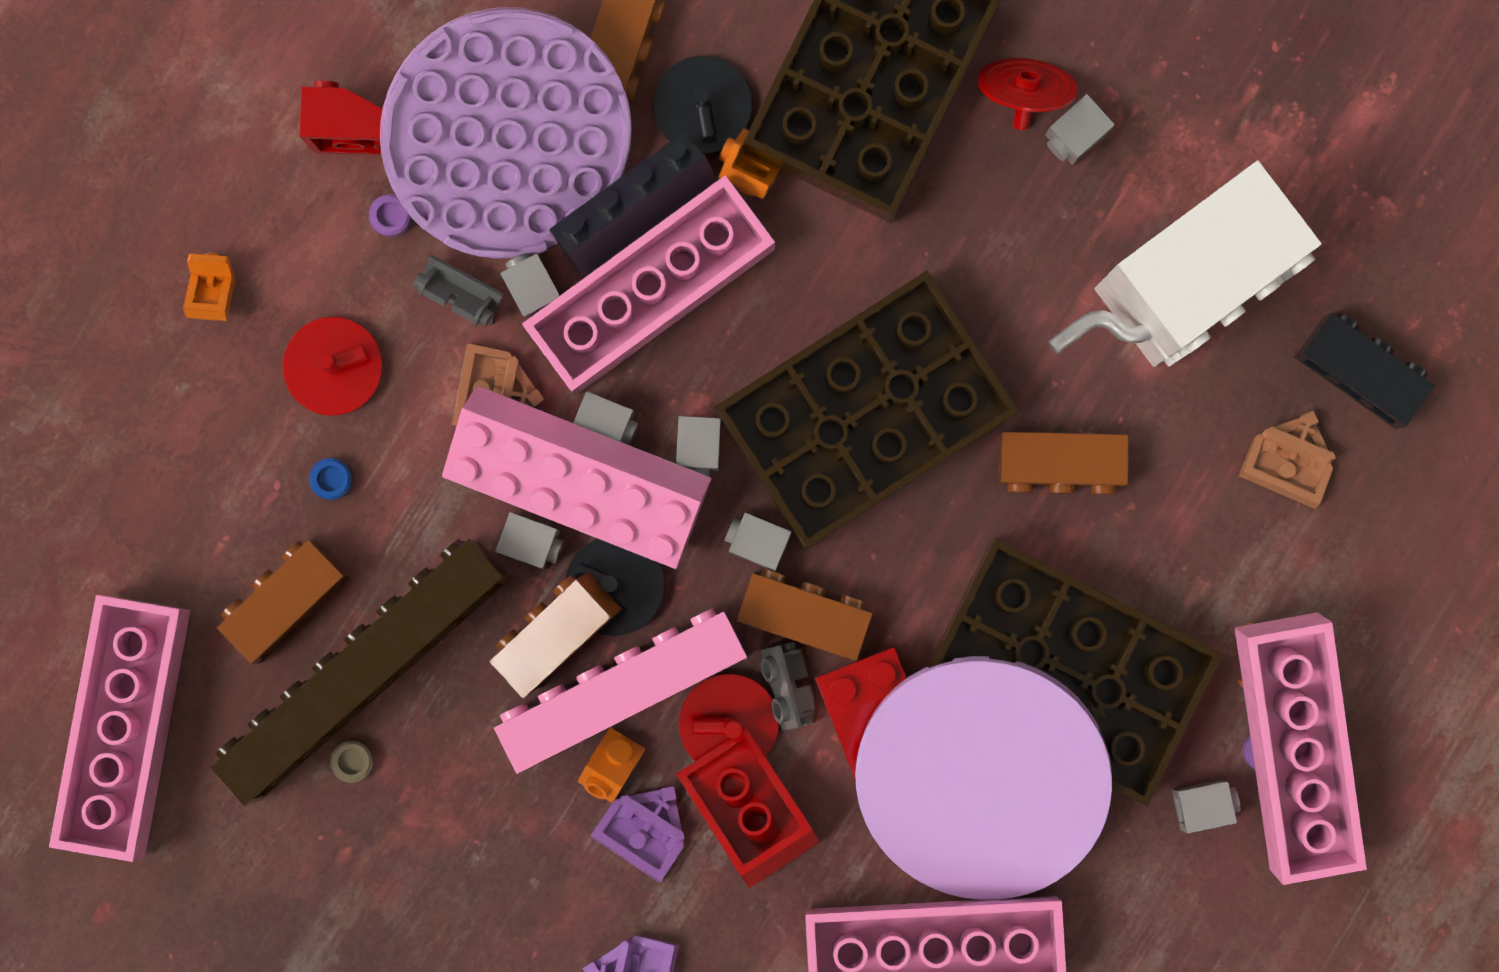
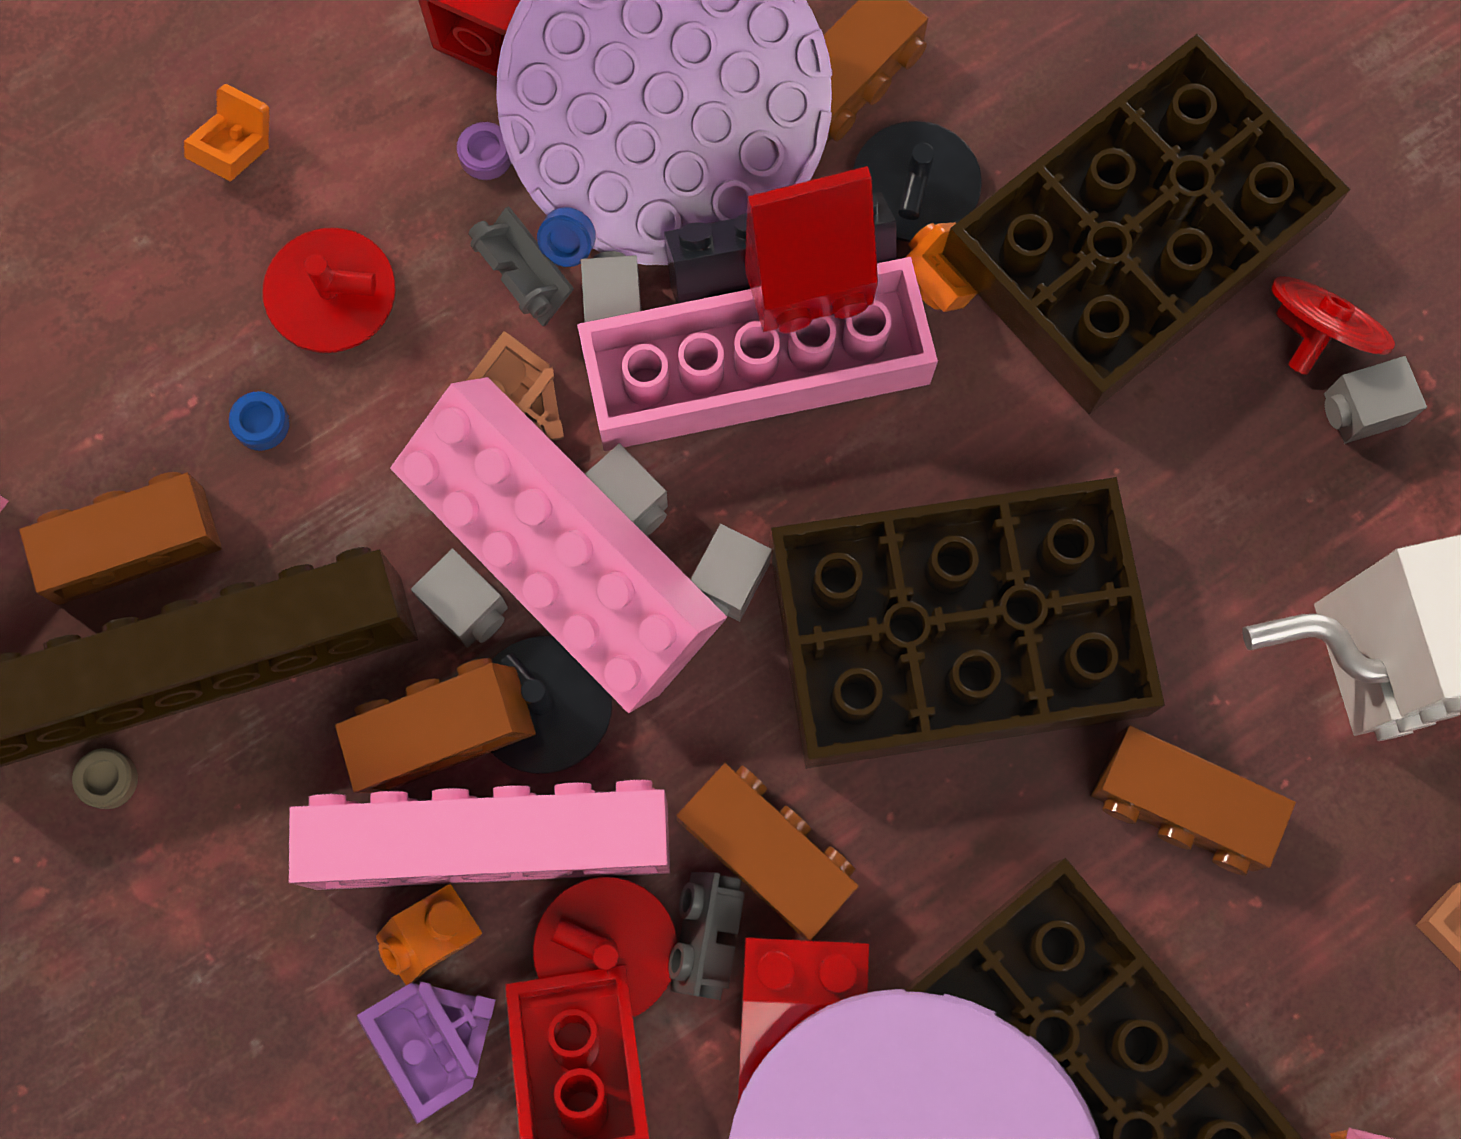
camera: 20 degrees right, 10 degrees down
(482, 260) = (566, 236): none -> blue tile
(663, 218) = (812, 250): none -> red slope
(757, 541) = (750, 727): light grey brick -> none

